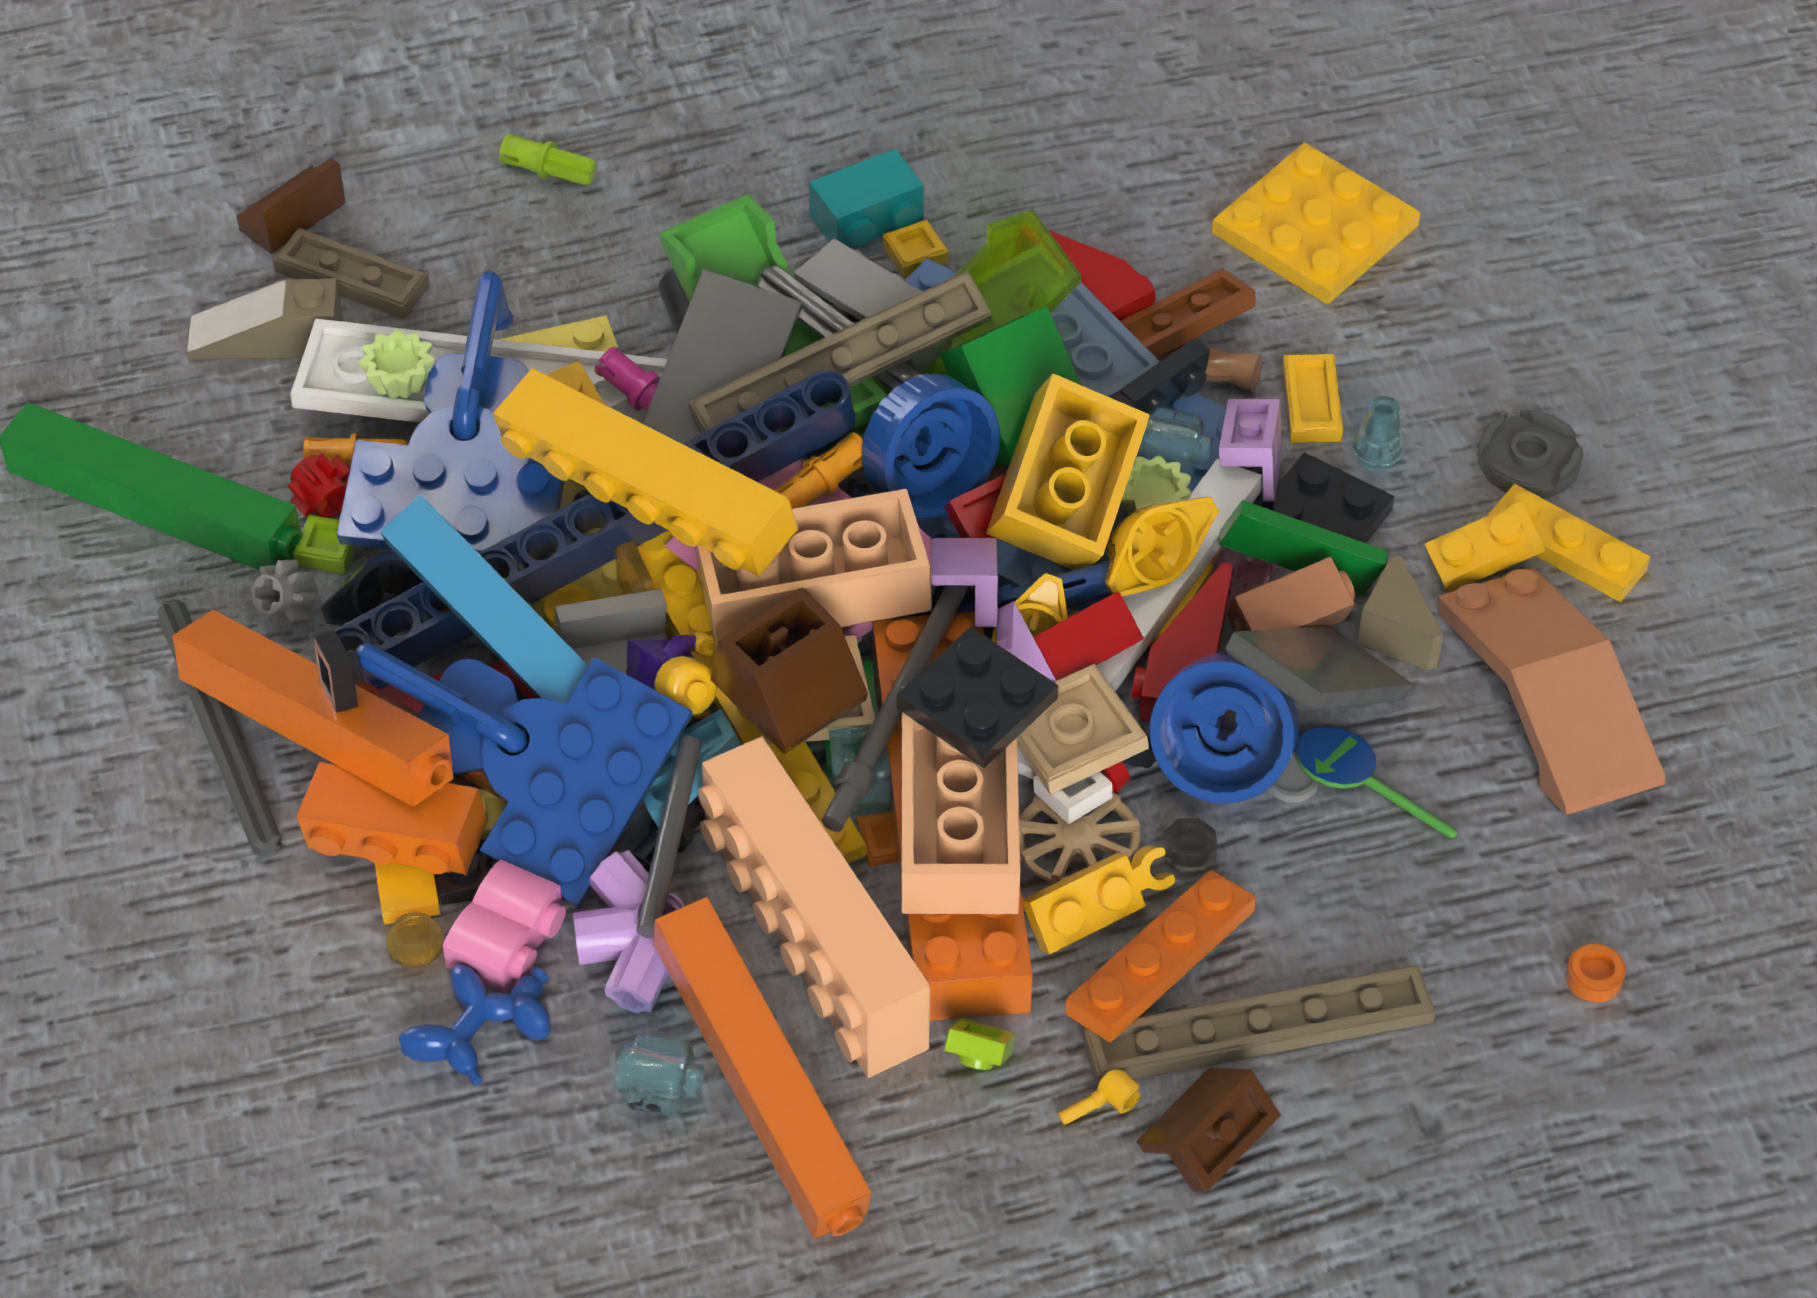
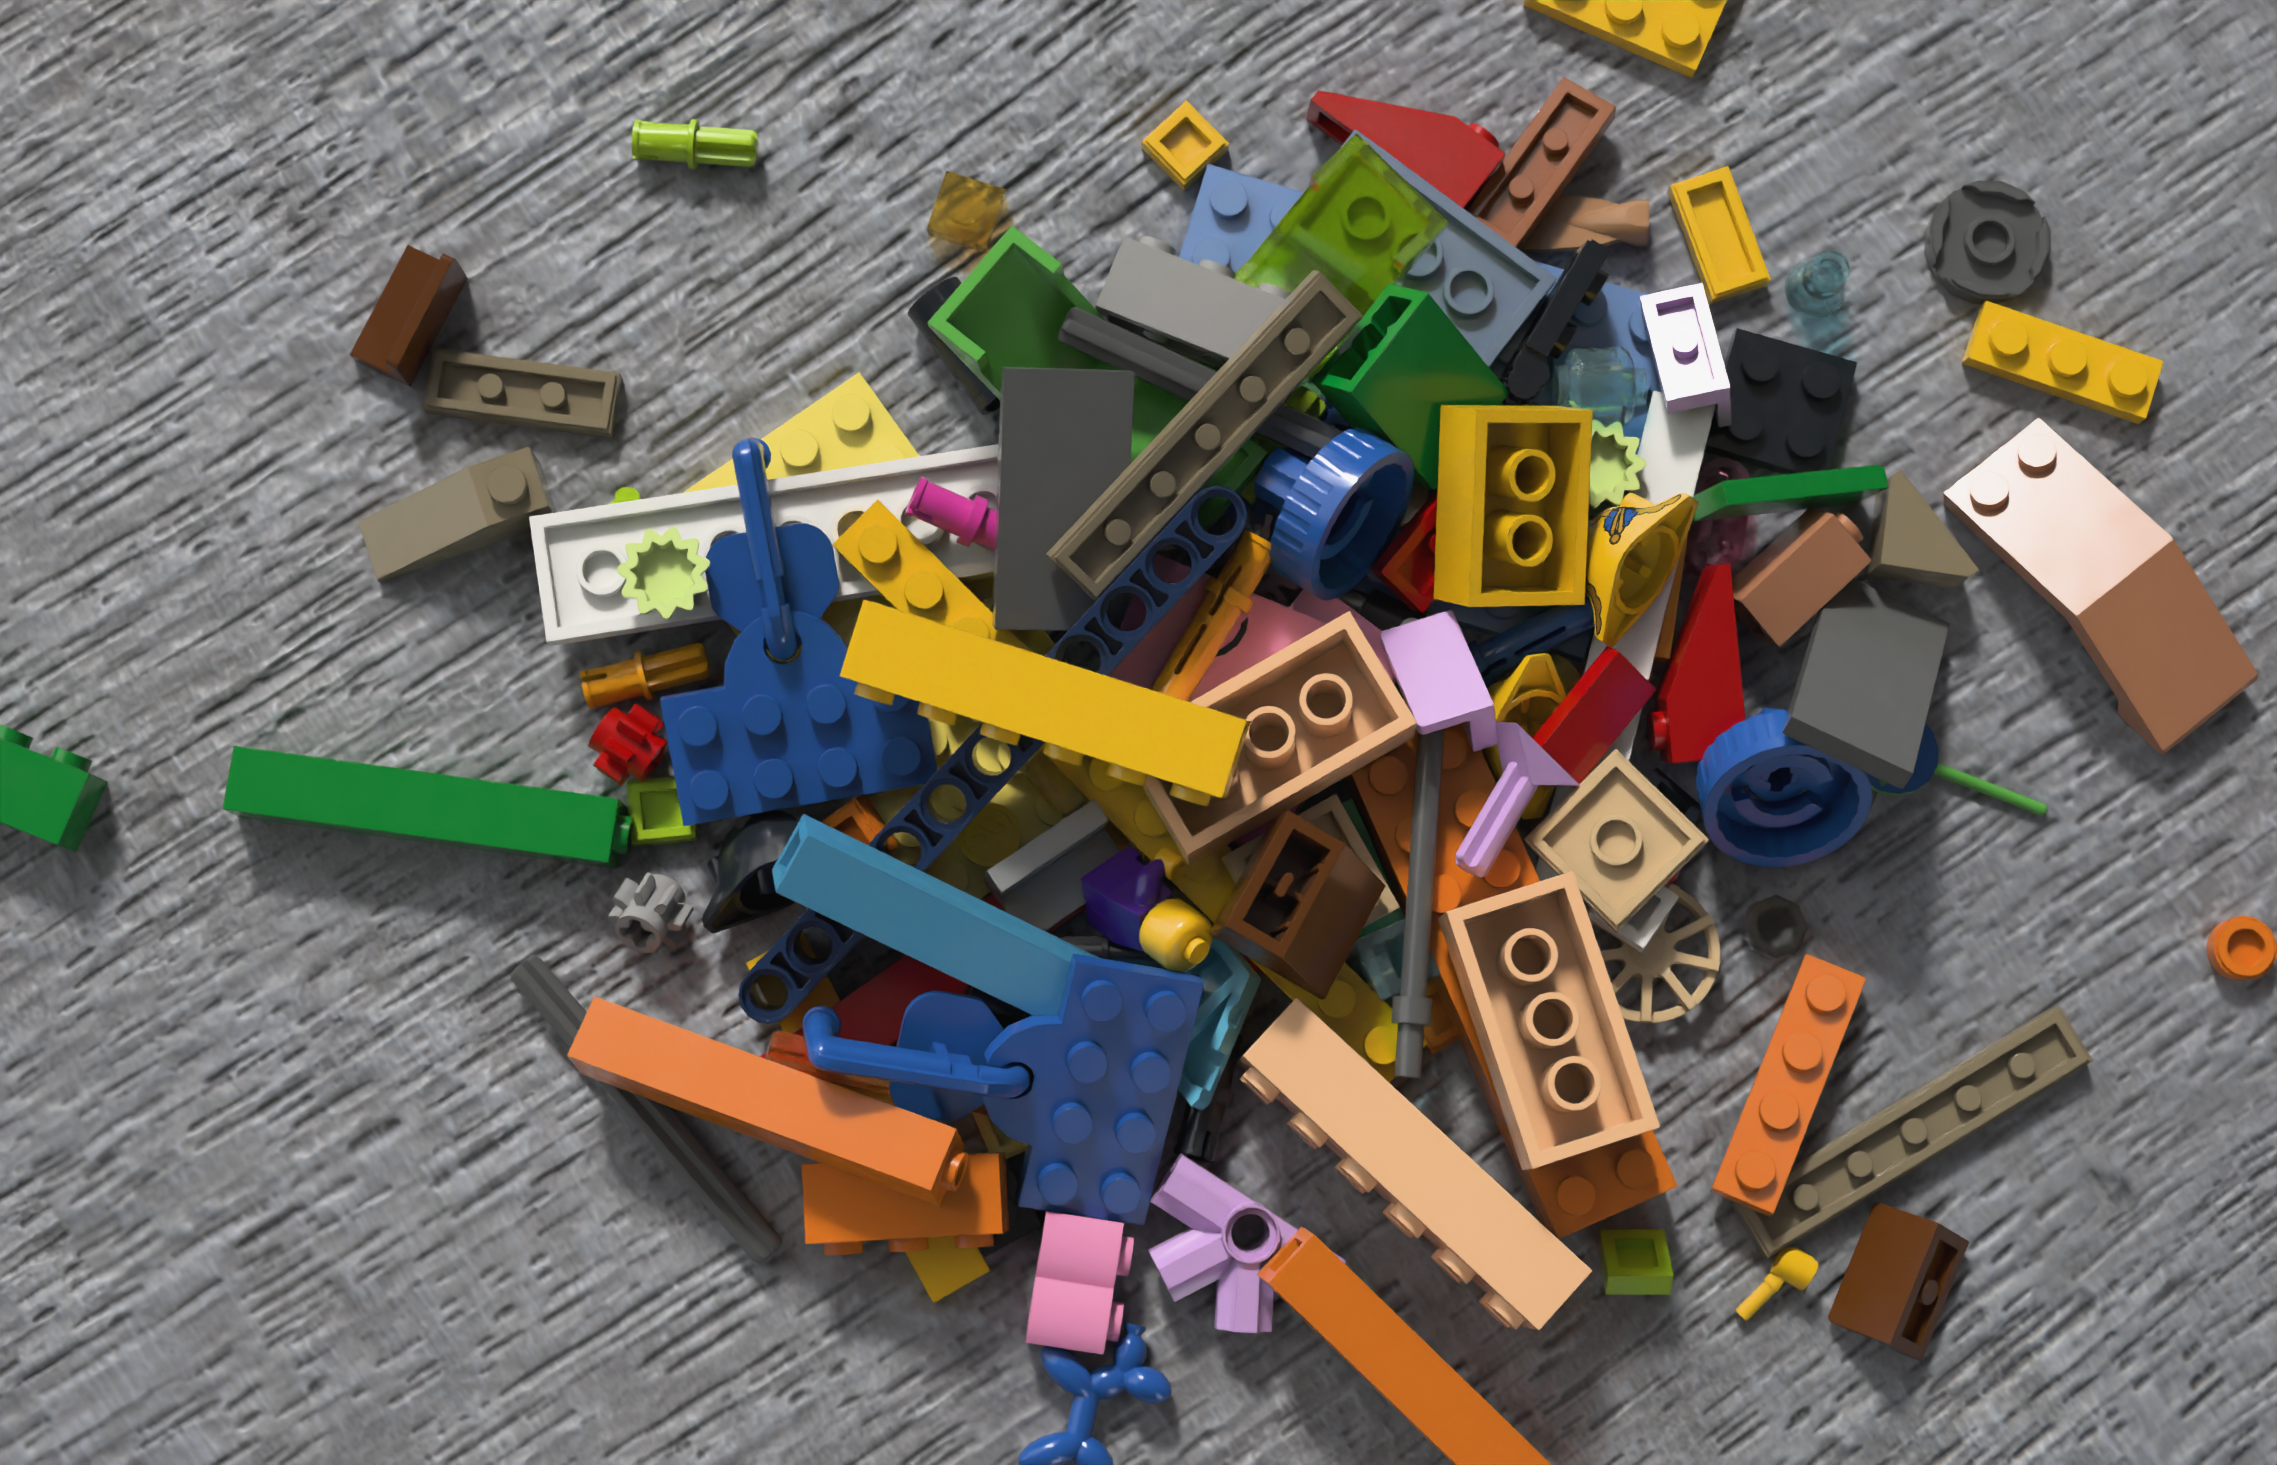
camera: 25 degrees left, 30 degrees up
(337, 671) = (800, 1086): black plate -> none
(414, 940) = (982, 1324): clear yellow plate -> none
(658, 1074) = (1313, 1419): clear light blue head -> none
(669, 835) = (1229, 1140): dark grey bar -> none
(866, 199) = (1109, 99): teal brick -> none
(977, 697) = (1540, 907): black plate -> none
(1093, 898) = (1701, 1031): yellow plate -> none
(1484, 547) = (1980, 410): yellow plate -> none

